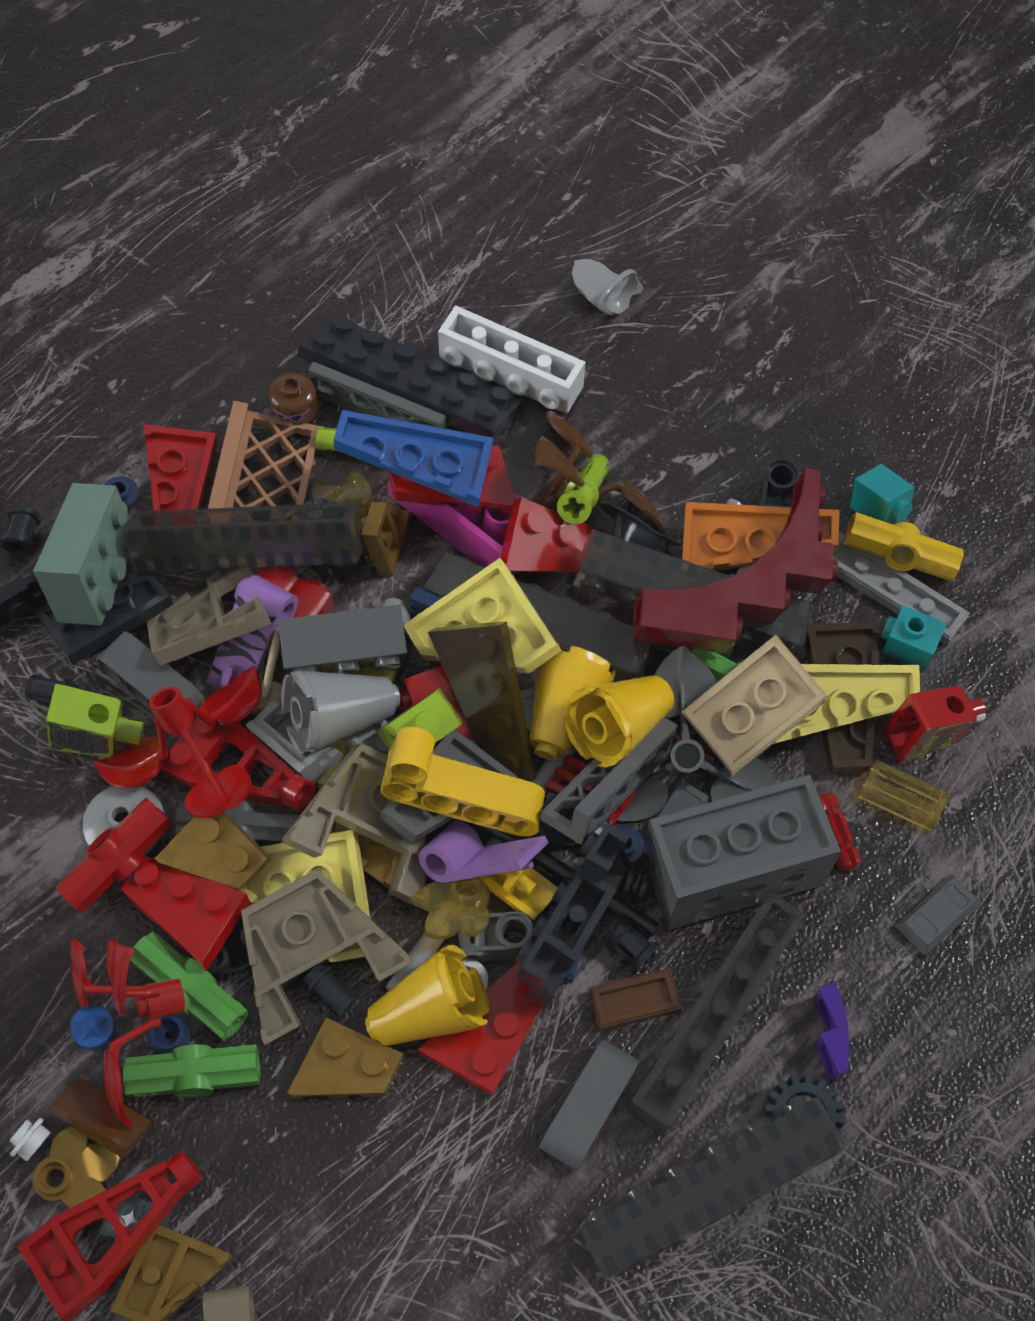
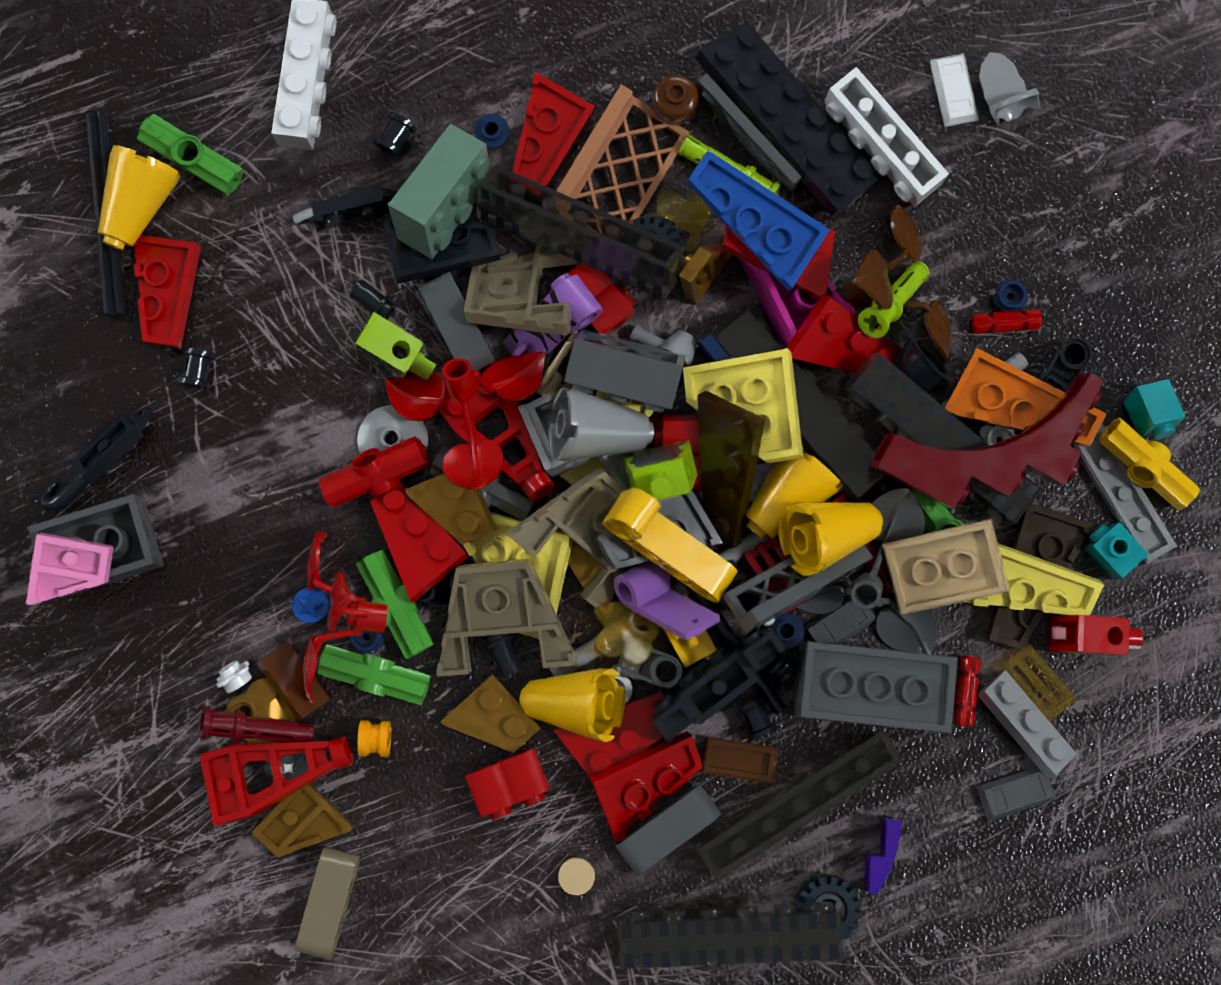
camera: 20 degrees right, 20 degrees up
(53, 1186) = (239, 726): none -> dark red pin
(218, 1142) = (374, 738): none -> light orange wheel
(391, 1127) = (508, 783): none -> red brick
(510, 1203) = (576, 876): none -> tan tile
(537, 1065) = (640, 782): none -> red wing
(557, 306) = (954, 90): none -> white tile
(696, 446) = (1012, 287): none -> dark blue plate
(703, 478) = (1006, 321): none -> red axle
(914, 838) = (1027, 724): none -> light grey plate

